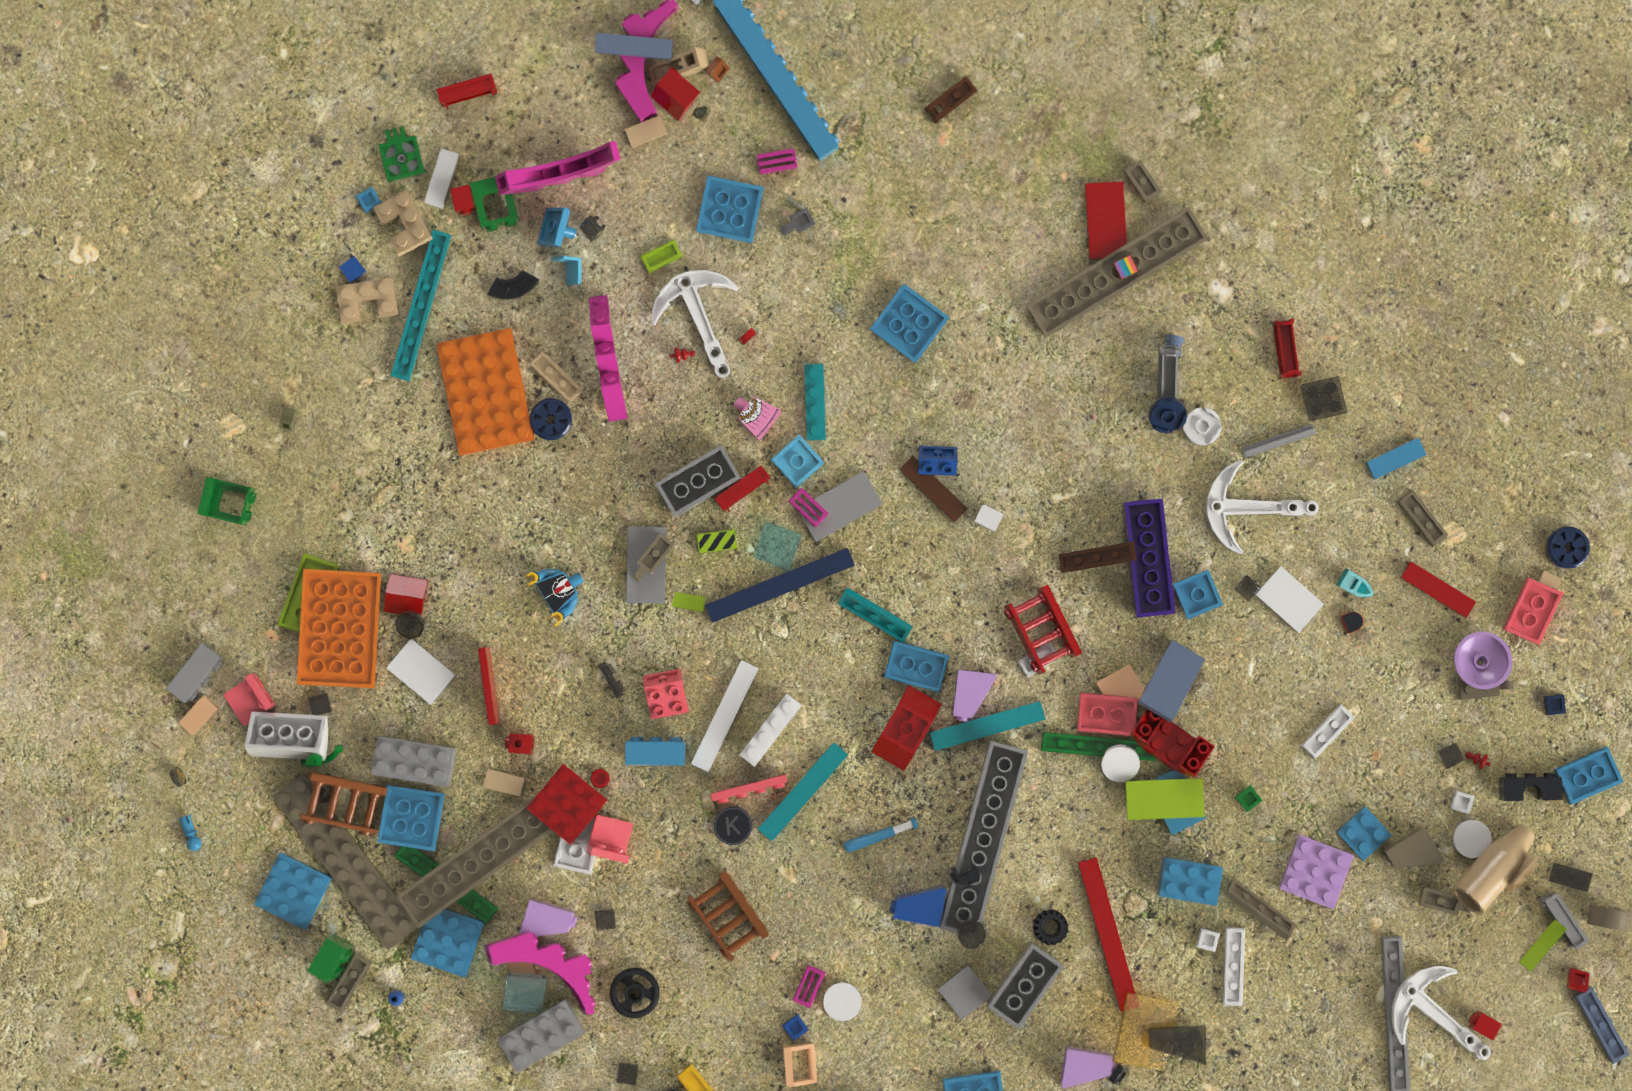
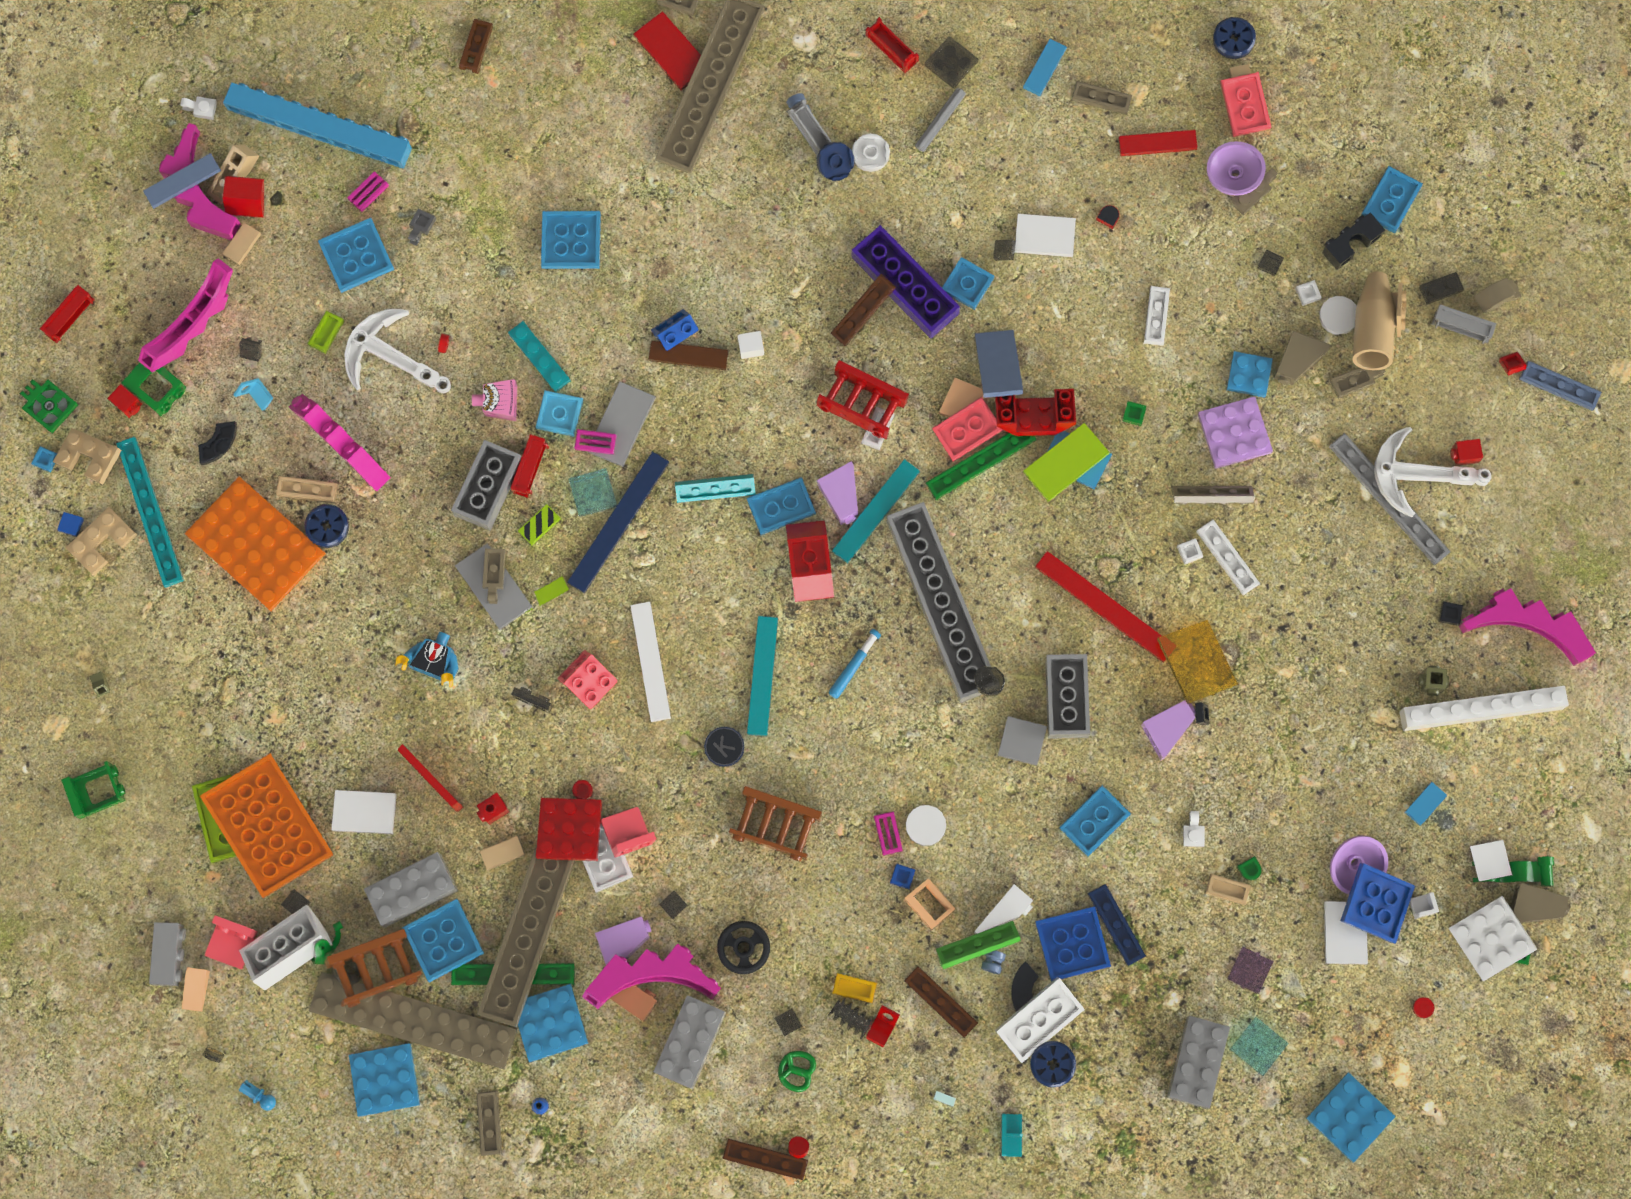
camera: 30 degrees left, 10 degrees down
(330, 957) = (457, 1110): green brick -> none
(405, 594) = (305, 759): slope -> none
(410, 624) = (325, 778): clear smoke hair -> none
(442, 178) = (95, 399): white tile -> none
(524, 992) = (647, 1014): clear light blue tile -> none
(555, 228) = (218, 368): dark azure tile -> none
(655, 751) = (612, 729): dark azure brick -> none
(677, 355) = (401, 395): red hair -> none
(717, 69) = (266, 153): dark orange tile -> none
(757, 787) = (710, 711): coral plate -> none
(770, 730) = (697, 643): white brick -> none
(920, 906) = (931, 695): blue slope -> none
(968, 877) = (952, 636): black bracket -> none
(1054, 938) = (1052, 647): black tyre -> none
(1120, 763) = (1008, 460): white tile -> none
(1125, 267) = (713, 72): tile -> none
(1180, 1041) = (1232, 648): clear smoke wing -> none
(1189, 881) = (1137, 513): dark azure brick -> none
(1217, 518) = (949, 191): white piece -> none
(1355, 584) = (1088, 185): teal plate -> none
(1477, 759) = (1299, 248): red hair -> none
(1543, 945) = (1462, 356): lime sticker -> none
(1554, 704) = (1321, 164): dark blue tile -> none

